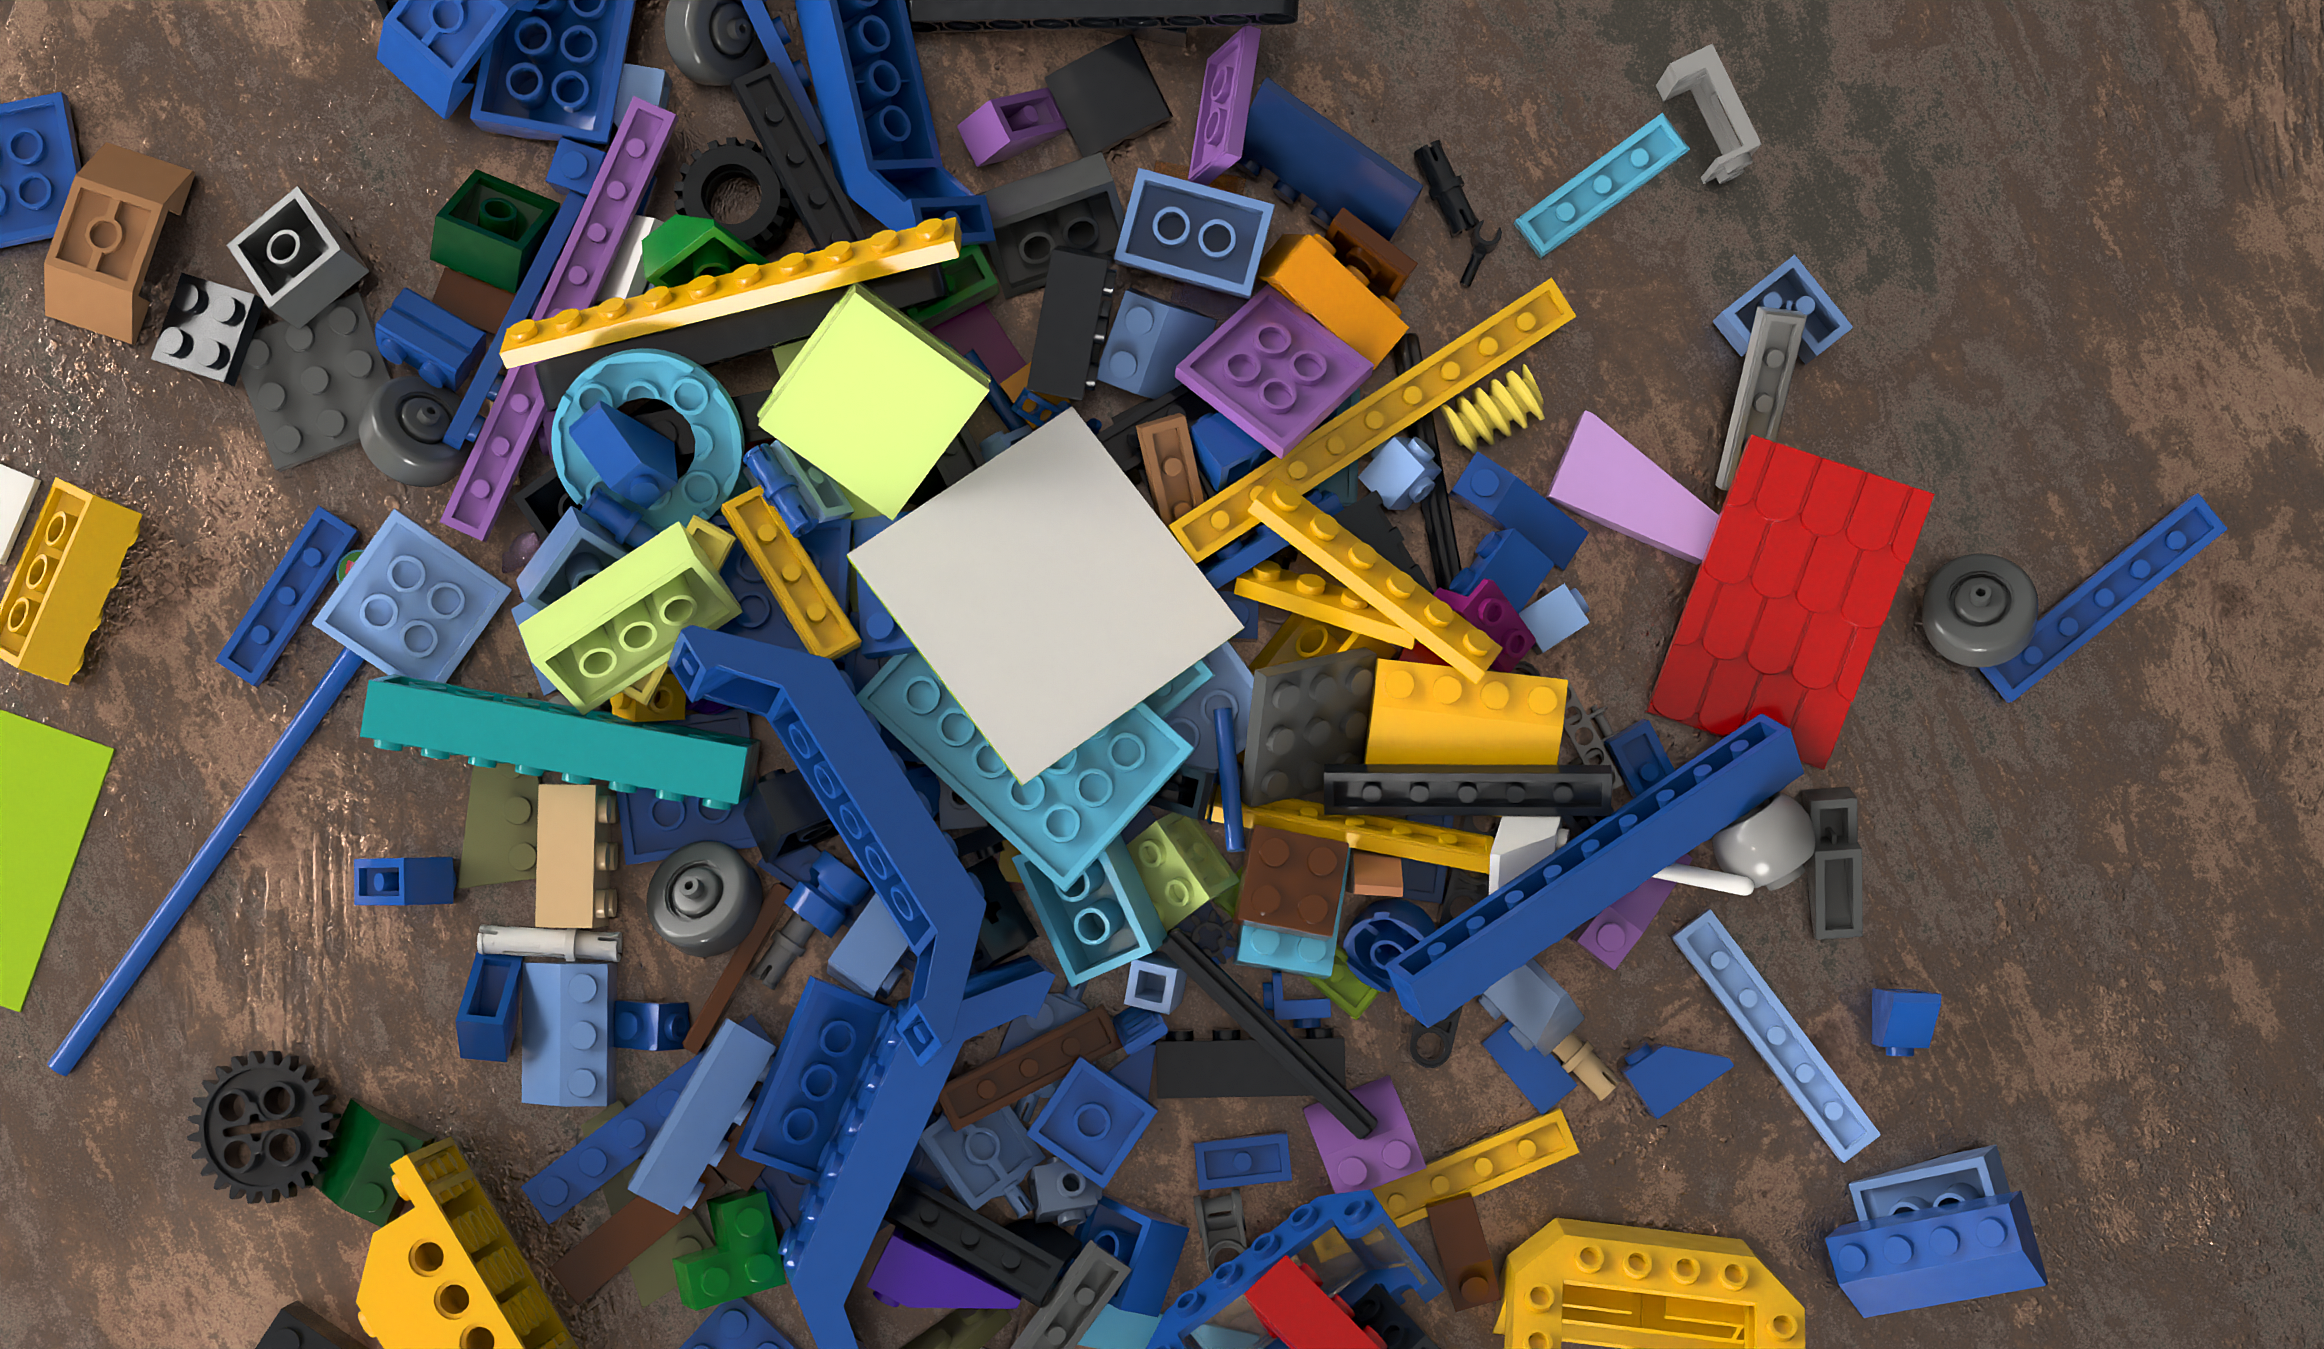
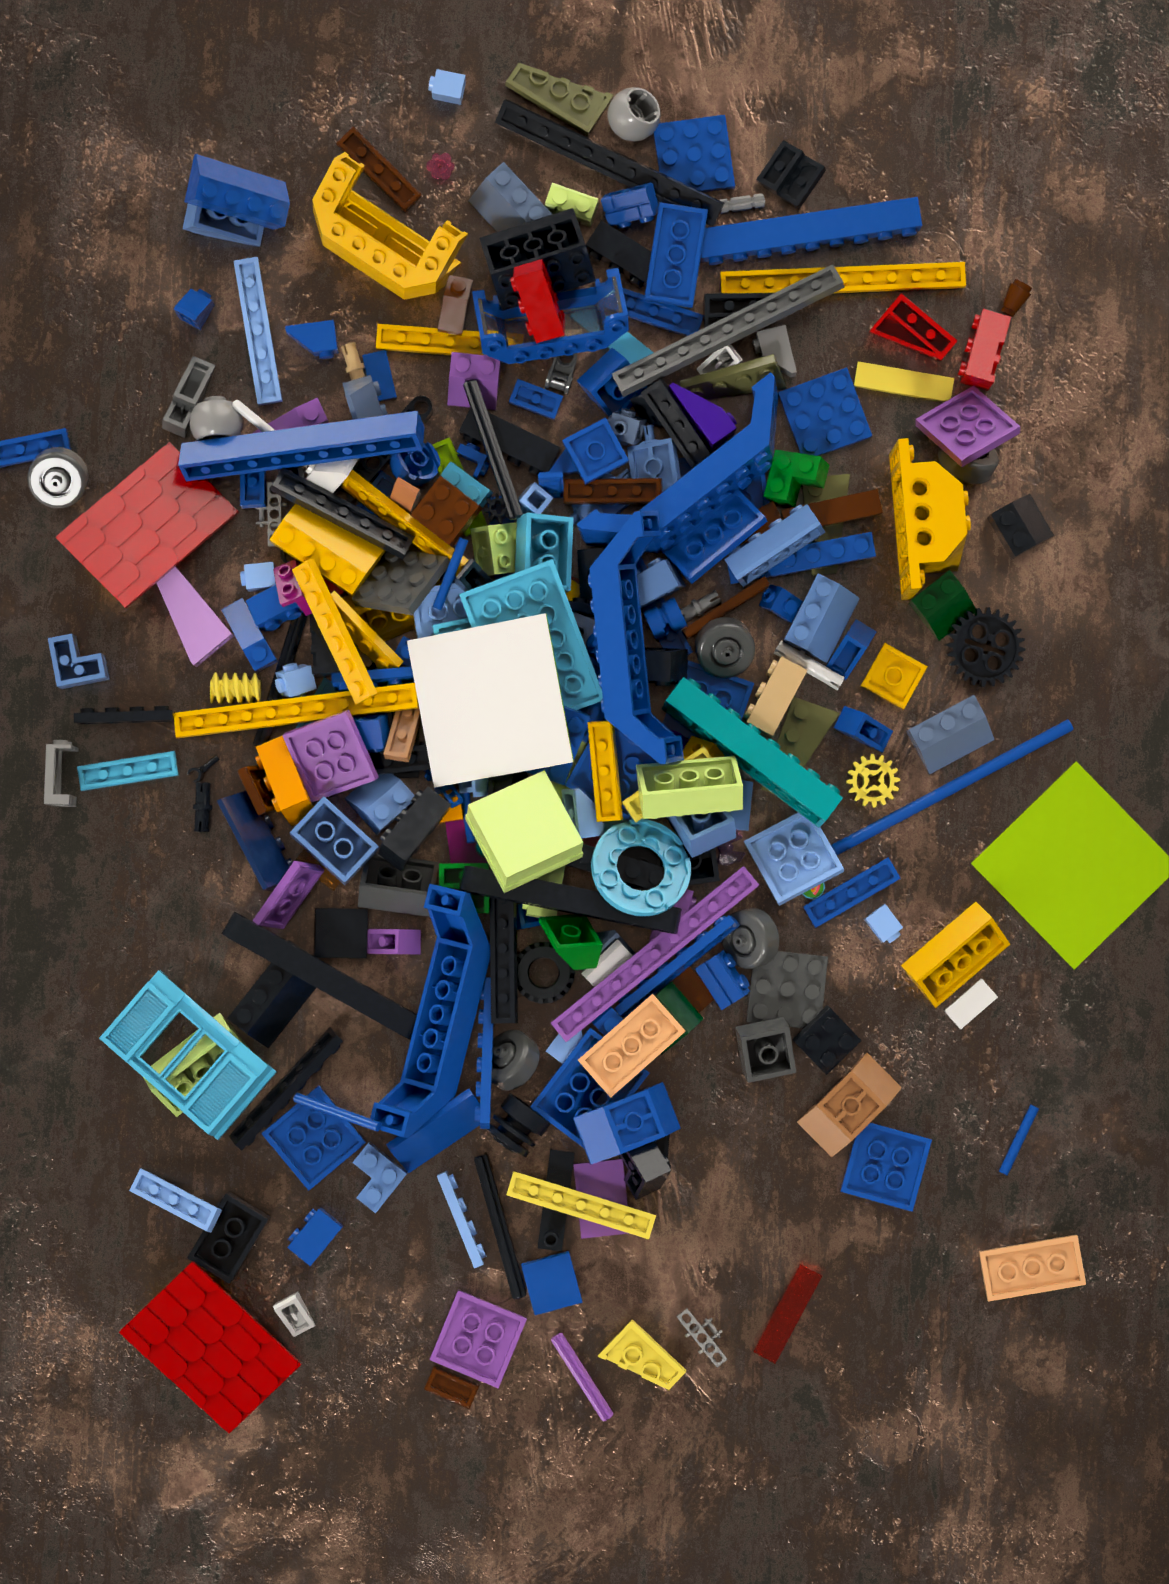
camera: 155 degrees left, 0 degrees up
(207, 570) = (884, 924): none -> light blue brick
(252, 950) = (951, 734): none -> sand blue slope
(336, 818) = (881, 788): none -> light yellow gear
(398, 999) = (894, 676): none -> yellow tile
(519, 143) = (631, 1045): none -> light nougat plate
(618, 519) = (670, 834): blue pin -> none
(626, 454) = (652, 864): blue slope -> none
(733, 292) = (565, 916): yellow plate -> none
(780, 490) = (589, 812): blue pin -> none
(1672, 262) = (113, 715): none -> black plate
(1762, 384) = (105, 631): light grey tile -> none

